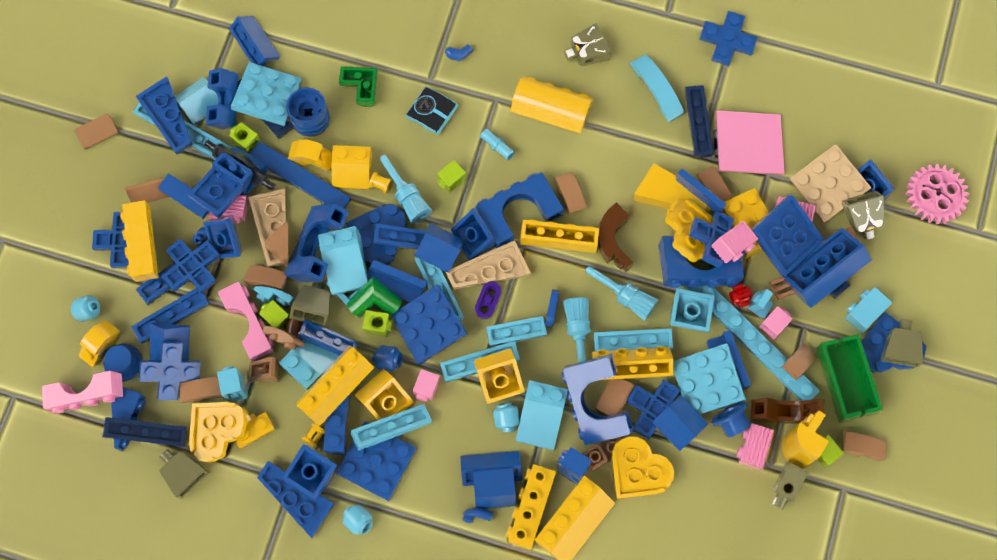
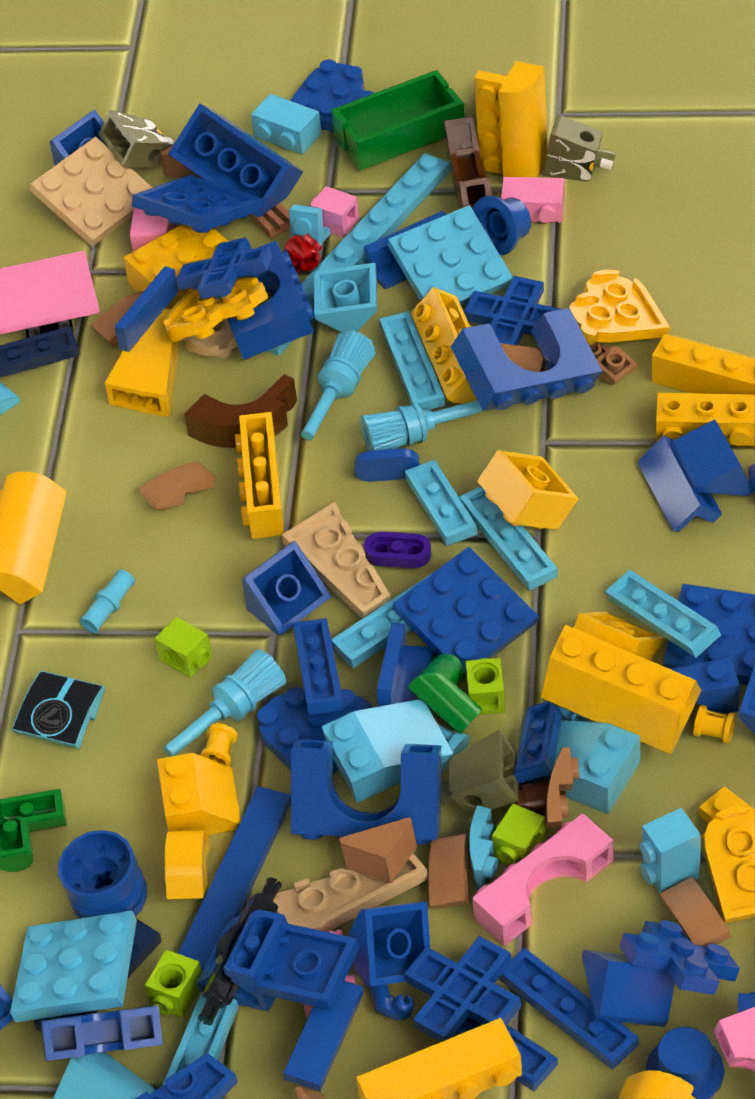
camera: 100 degrees left, 25 degrees down
(264, 370) = (623, 820): medium nougat slope -> none
(387, 358) = (536, 651): blue head -> none
(426, 386) = (573, 592): bright pink brick -> none
(439, 247) = (325, 618): blue slope -> none
(506, 417) = (590, 479): medium azure head -> none
(534, 189) = (191, 519): blue arch -> none
(541, 415) = (571, 438): medium azure slope -> none
(573, 465) = (641, 372): blue arch -> none
(680, 423) = (530, 273): blue slope -> none
(735, 242) = (228, 237): bright pink brick -> none
(800, 361) = (387, 171): medium nougat slope -> none
(903, 346) = (333, 71): olive torso -> none
(944, 181) = (84, 85): bright pink gear -> none

